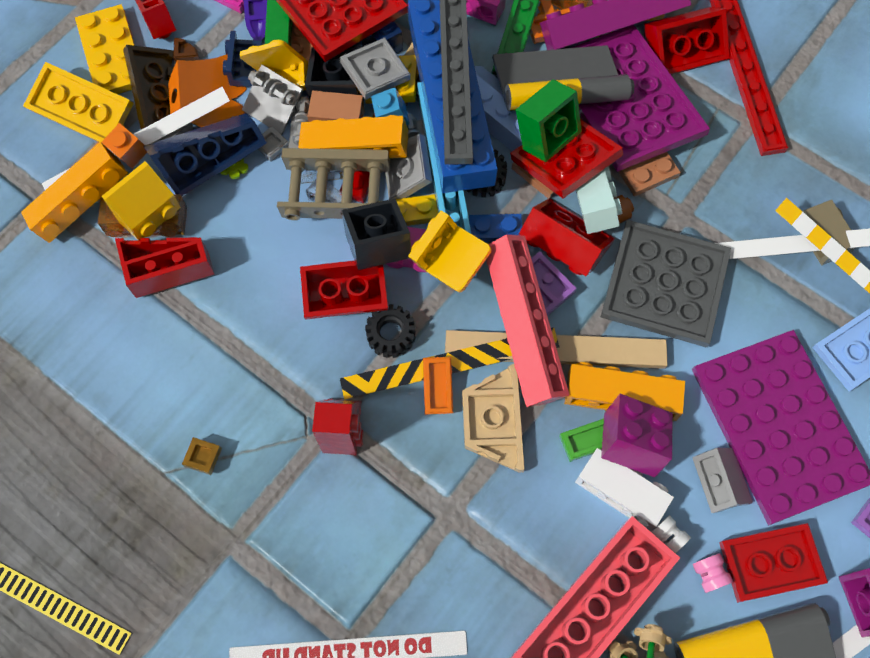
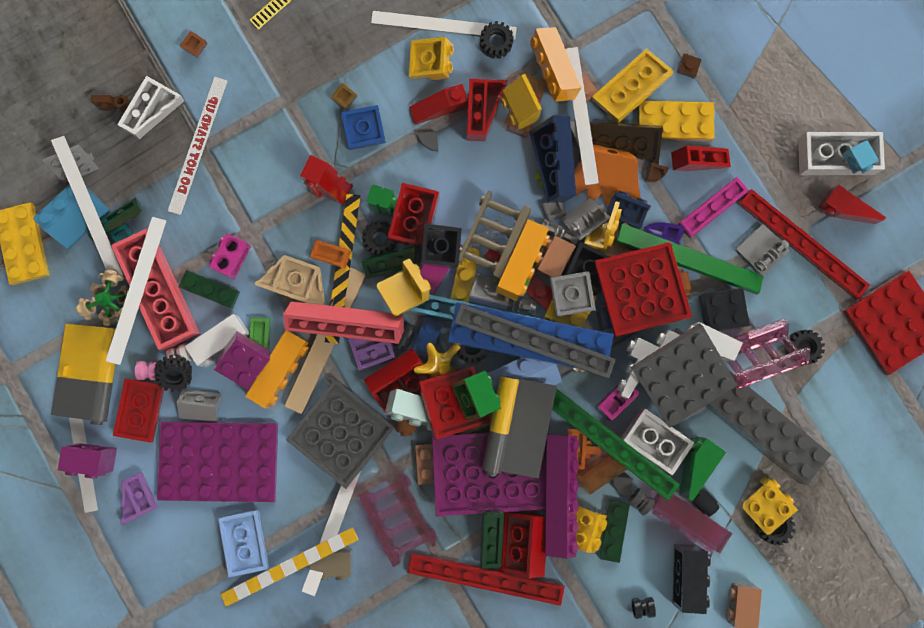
camera: 110 degrees right, 15 degrees up
(33, 58) = (689, 65): none -> reddish brown plate
(51, 272) = (496, 51): none -> black tyre
(53, 370) = (432, 23): none -> white sticker
(109, 357) = (430, 58): none -> yellow plate
(125, 145) = (574, 104): orange brick -> none
(174, 322) = (440, 104): none -> red slope
(229, 319) = (429, 140): none -> dark grey tile
(240, 411) = (363, 127): none -> blue plate
(338, 338) = (381, 200): none -> green brick
(389, 103) = (537, 294): dark azure brick -> none
(417, 298) = (387, 262): none -> dark green plate
(498, 514) = (234, 258): none -> dark pink brick
(526, 192) = (438, 363): none -> yellow animal
(557, 537) = (209, 289): none -> dark green plate
(611, 627) = (136, 291): none -> white sticker
(700, 527) = (173, 364): none -> black tyre
(701, 68) = (491, 539): none -> dark green plate
(742, 199) = (386, 535): none -> clear pink fence

